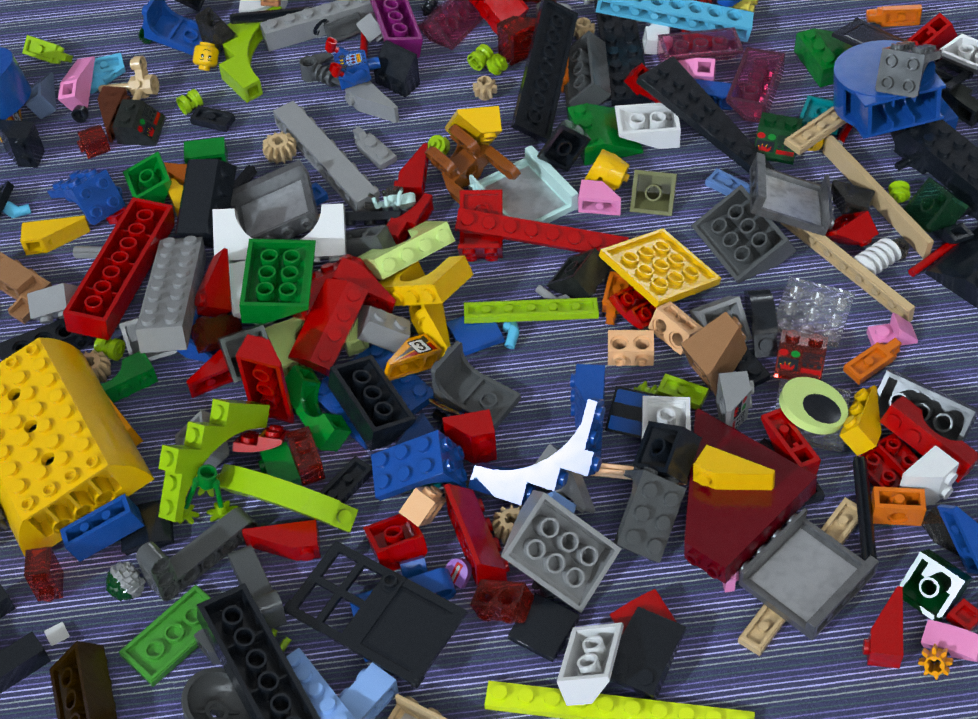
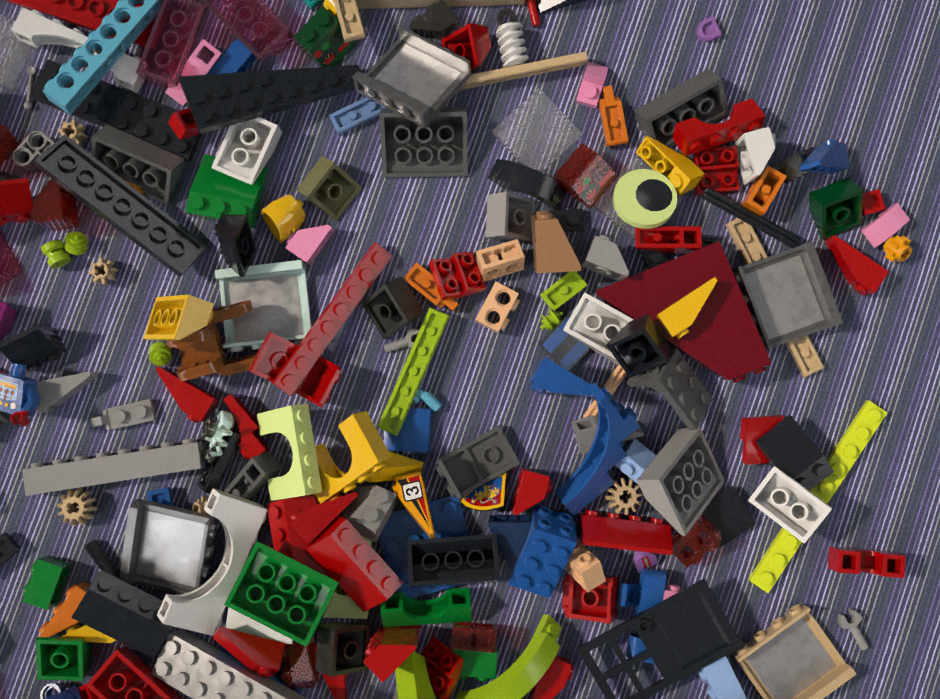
camera: 70 degrees left, 35 degrees up
(348, 480) = (514, 615): black plate -> none
(659, 267) = (427, 236): yellow plate -> none

